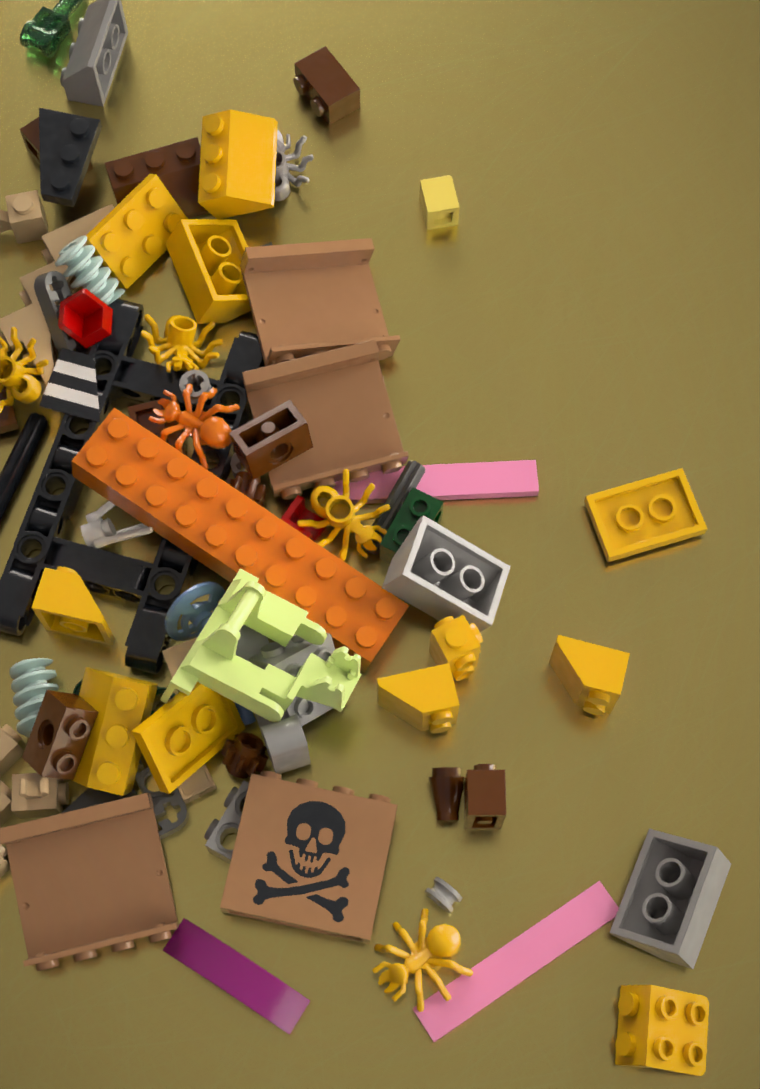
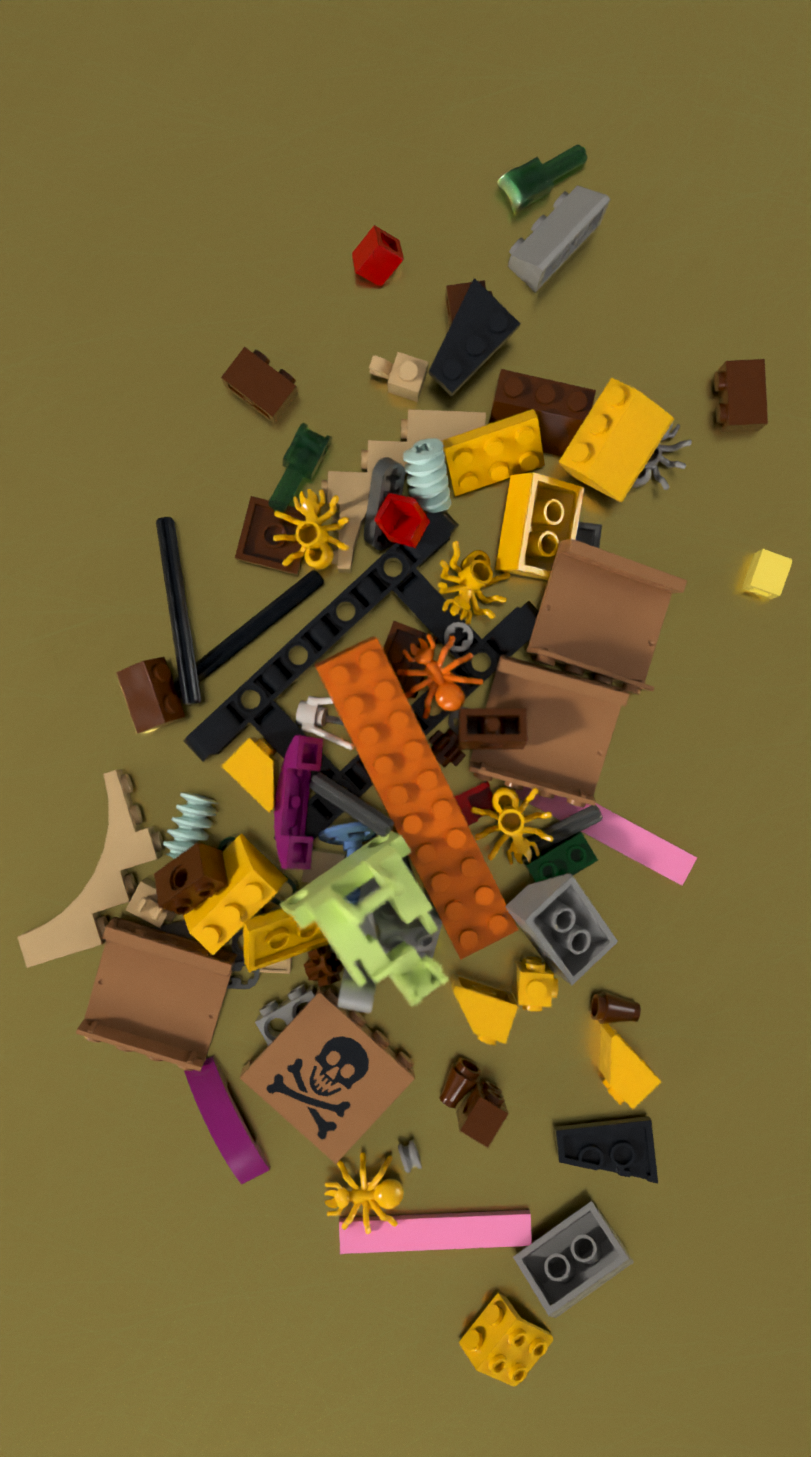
camera: 30 degrees right, 20 degrees up
(73, 386) = (359, 573): sticker -> none
(117, 602) = (292, 802): none -> magenta slope
(179, 576) = (351, 804): none -> dark grey axle
(542, 635) = (613, 1009): none -> reddish brown cone
(633, 766) = (612, 1146): none -> black wing
(645, 515) = (753, 956): yellow plate -> none

